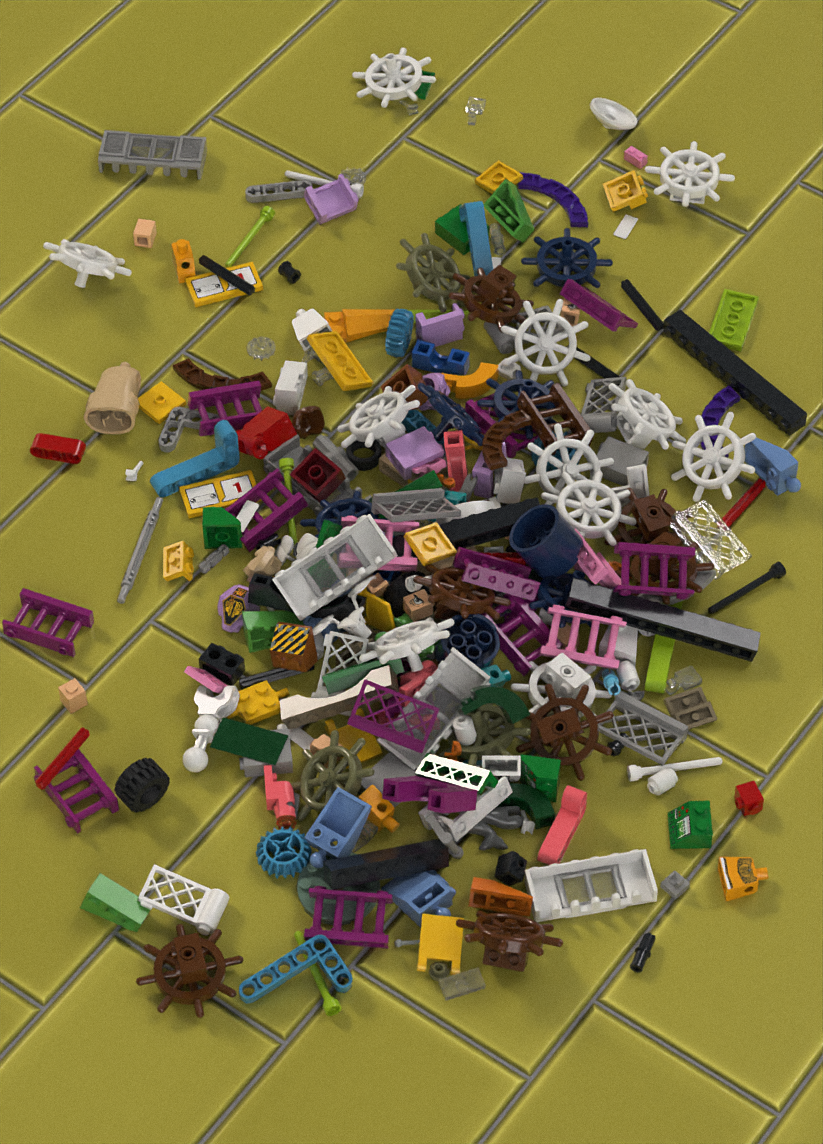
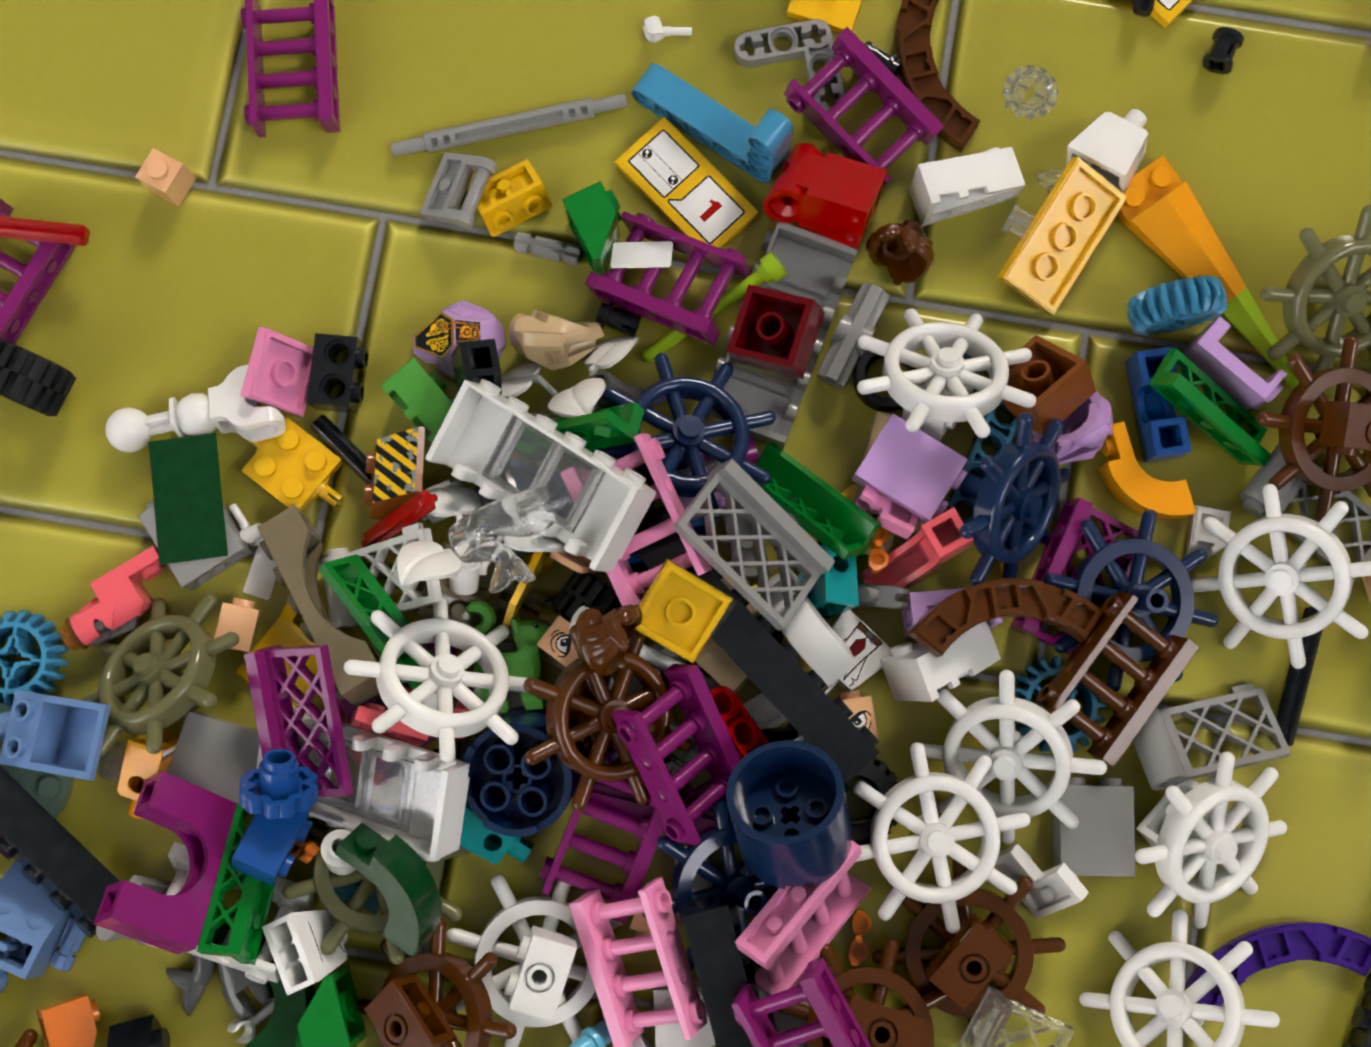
camera: 65 degrees right, 30 degrees up
(157, 582) = (450, 186): none -> light grey plate
(317, 650) = (404, 516): none -> red axle
(349, 578) = (474, 534): none -> clear piece
(418, 725) = (278, 786): none -> blue plant
(427, 561) = (605, 637): none -> reddish brown hair
(441, 748) = (268, 845): none -> blue brick
(458, 340) = (1203, 409): none -> green fence

